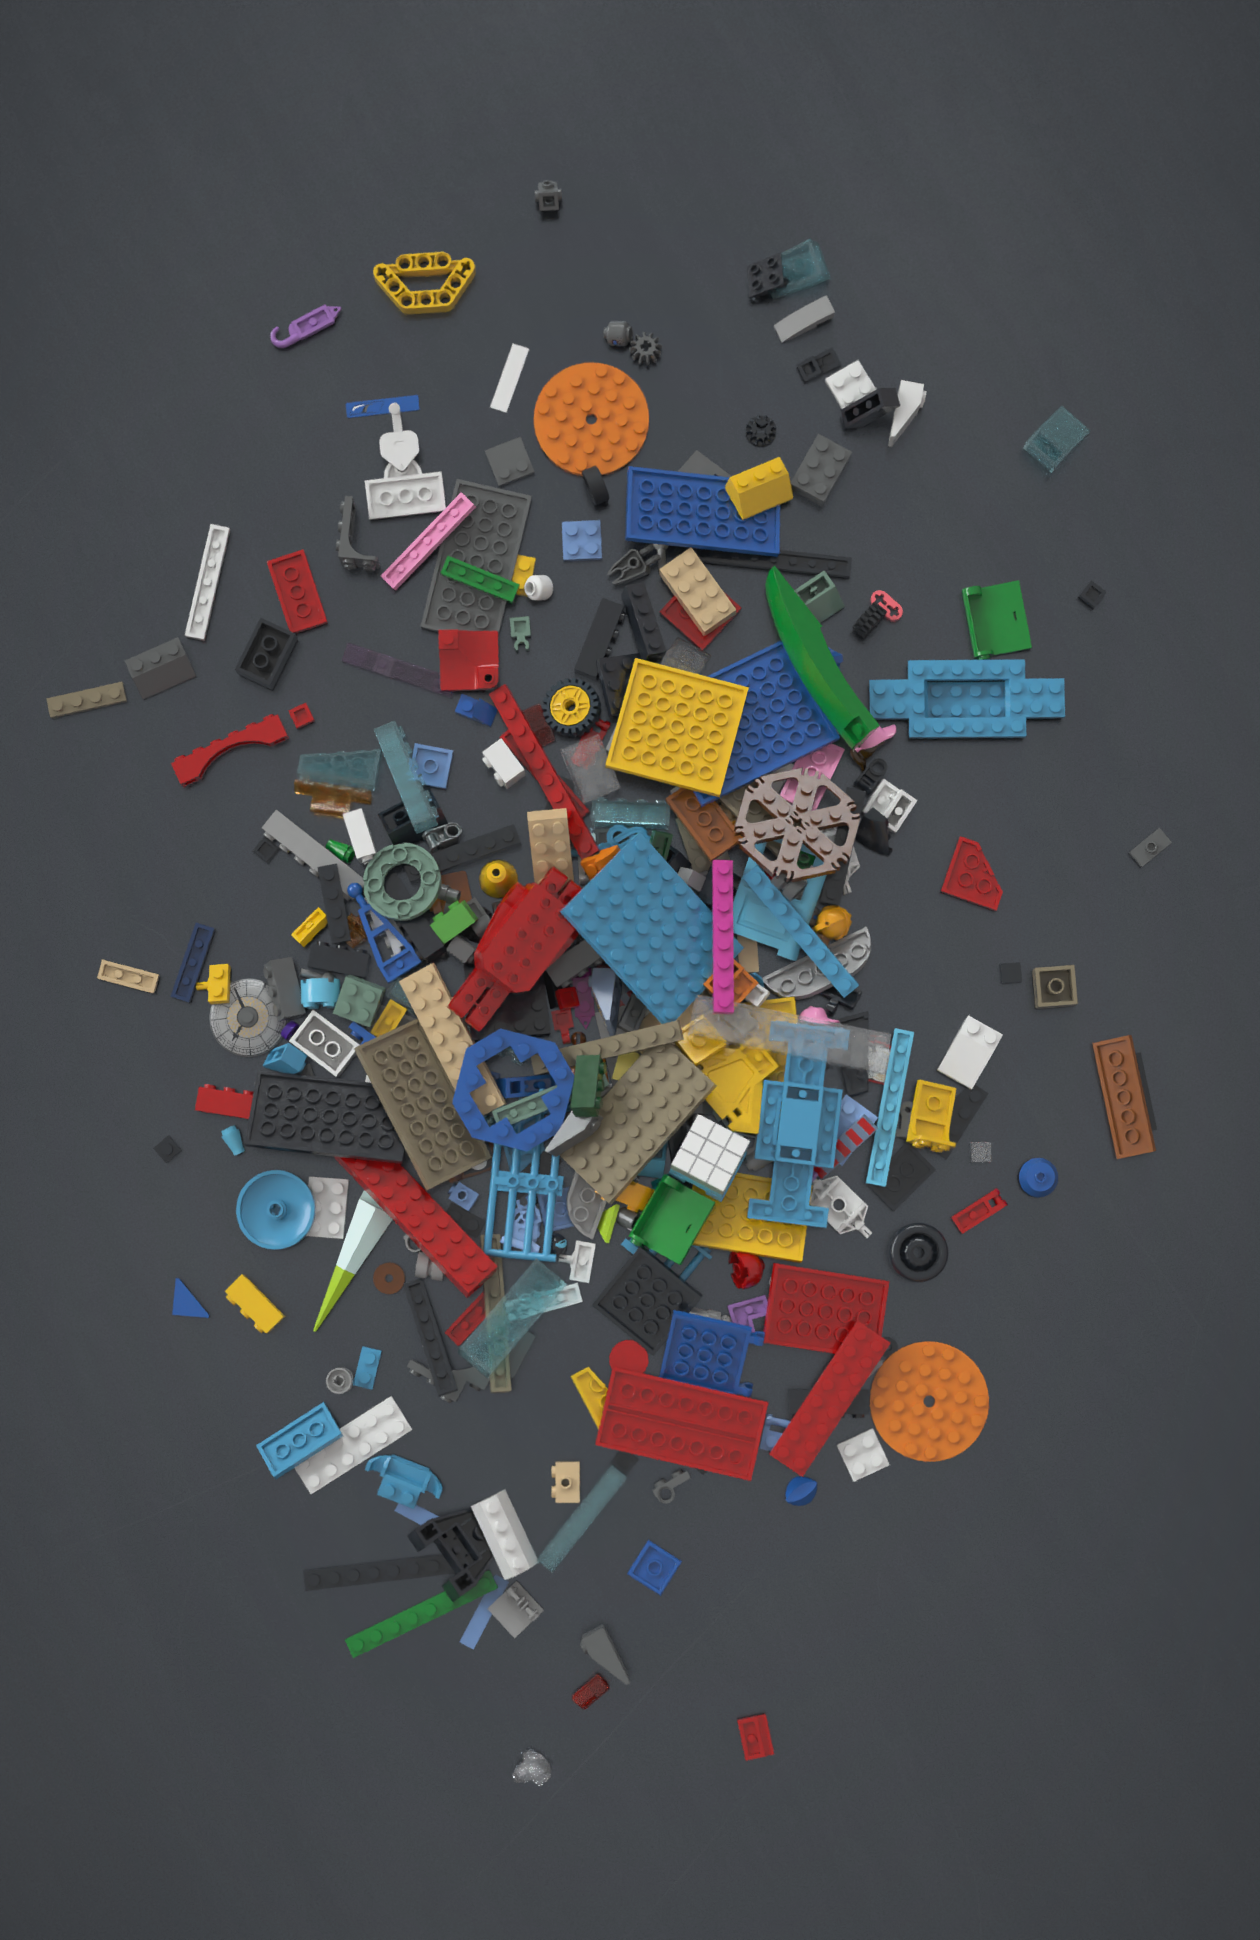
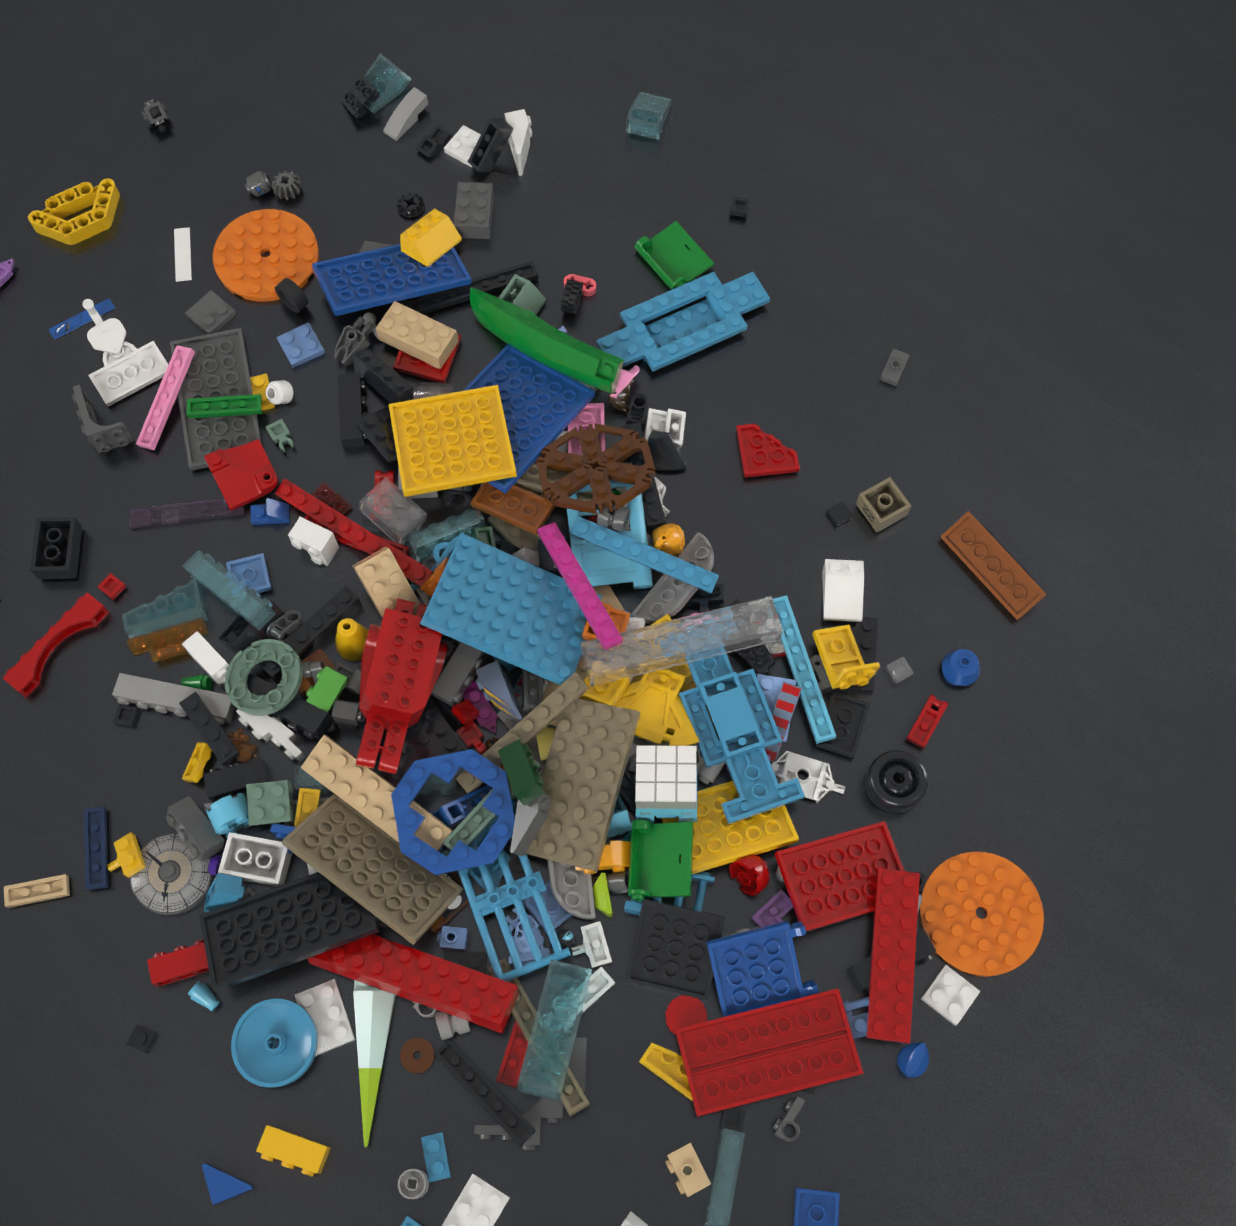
camera: 30 degrees left, 15 degrees down
(297, 591) = (65, 488): red plate -> none
(401, 962) = (291, 755): blue plate -> none
(562, 697) = (350, 459): wheel -> none

